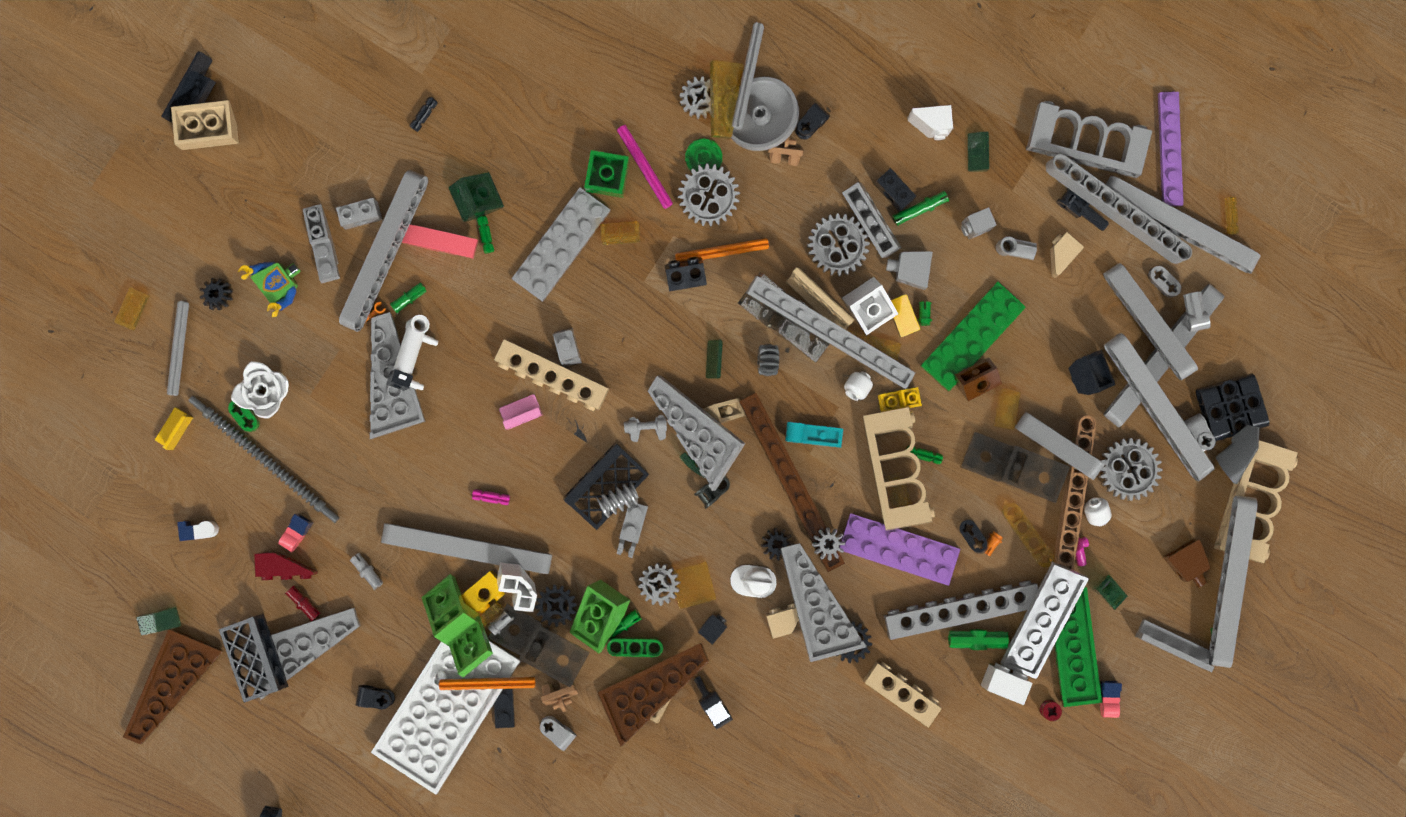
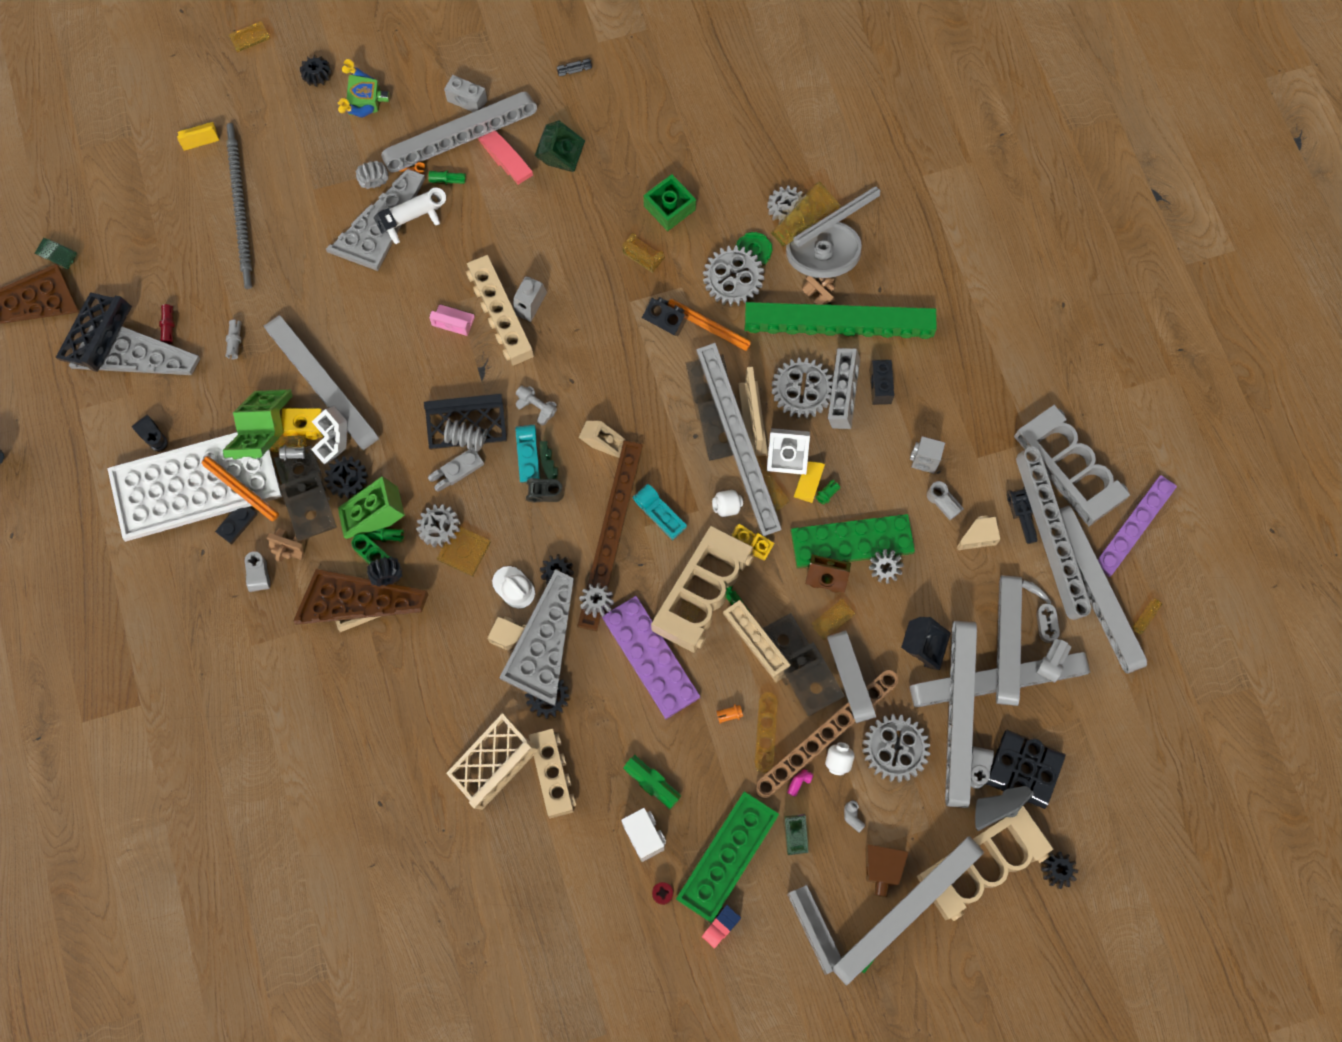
camera: 40 degrees right, 15 degrees down
(177, 348) = (254, 86): light grey axle -> none
(203, 530) = (148, 217): leg -> none
(240, 418) = (250, 165): green beam -> none
(247, 392) = (272, 151): white brick -> none
(278, 564) = (173, 280): dark red slope -> none
(295, 532) = (210, 271): leg -> none
(322, 243) = (421, 95): light grey slope -> none
(349, 347) = (371, 174): none -> light grey gear
(485, 234) = (542, 179): green axle -> none
(490, 497) = (373, 361): dark pink axle -> none
(561, 244) = (591, 228): light grey plate -> none
(644, 166) = (703, 222): dark pink axle -> none
(658, 656) = (384, 571): none -> black gear
(675, 472) = (527, 452): none -> teal plate
(701, 435) = (571, 436): light grey wing -> none
(713, 628) = (448, 594): black brick -> none
(713, 705) = (392, 652): black beam -> none
(714, 359) = (633, 397): clear green slope -> none
(768, 360) = (672, 426): dark grey gear -> none
(813, 119) = (859, 284): black piece -> none
(820, 163) = (840, 320): none -> green brick
(870, 721) = (503, 774): none -> tan fence
(912, 268) = (846, 450): light grey torso -> none
(920, 208) = (891, 412): green pin -> none
(932, 121) = (954, 352): white slope -> none
(953, 618) = (721, 786): light grey brick -> none
(973, 479) = (757, 640): none -> tan fence
(977, 534) = (723, 695): black beam -> none
(978, 151) = (973, 407): clear green slope -> none
(1015, 337) = (883, 559): none -> light grey gear
(1044, 620) = (719, 808): plate -> none
(1129, 263) = (1030, 586): none -> light grey helmet
(1136, 545) = (850, 816): none -> light grey arm
(1317, 458) = (1063, 877): none -> black gear

